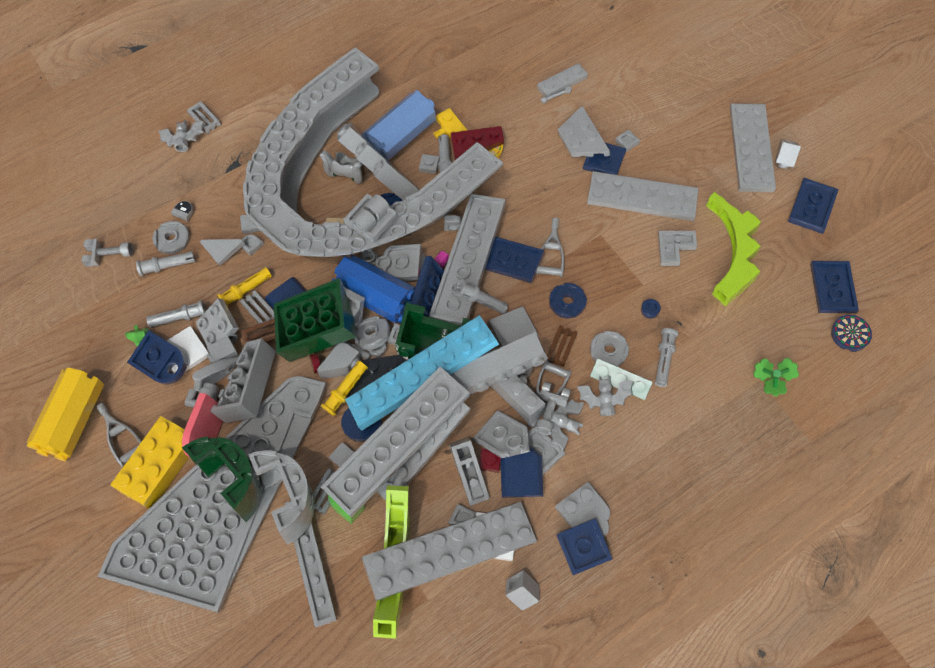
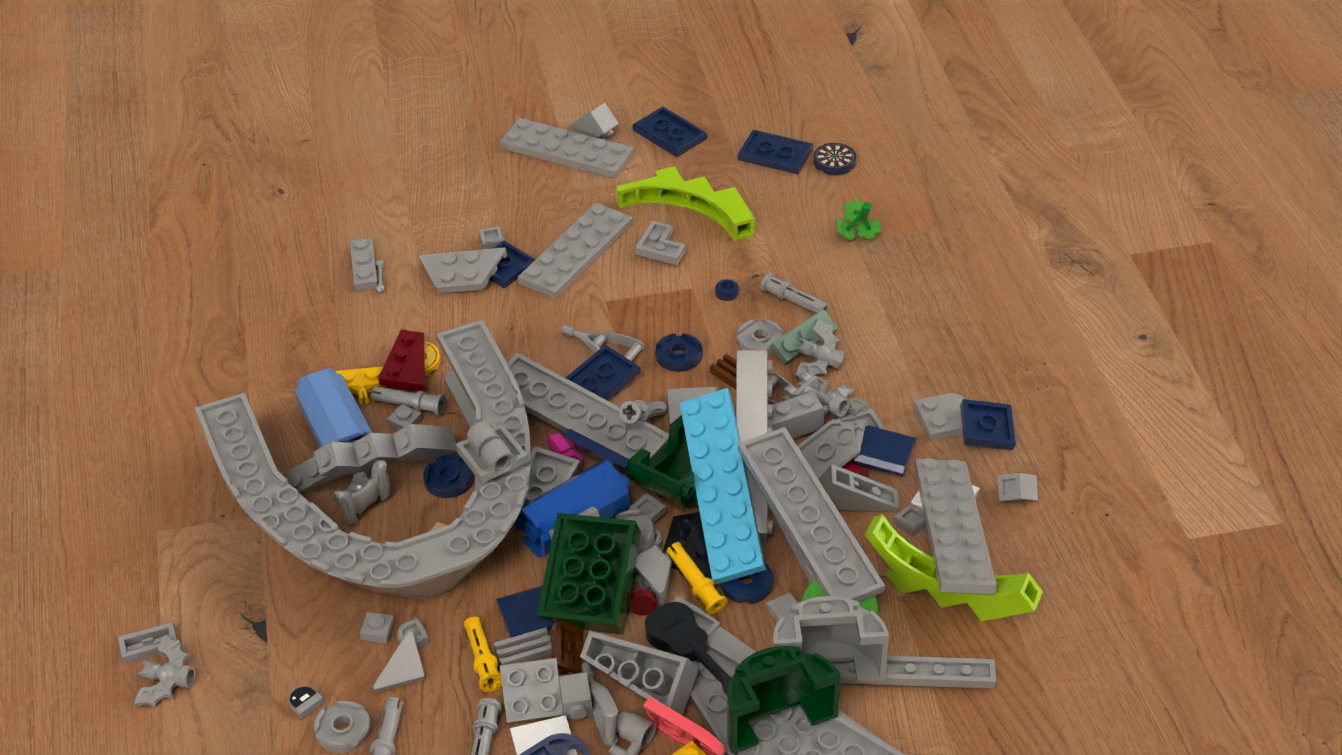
camera: 70 degrees left, 20 degrees down
(287, 392) = (675, 631): none -> black piece

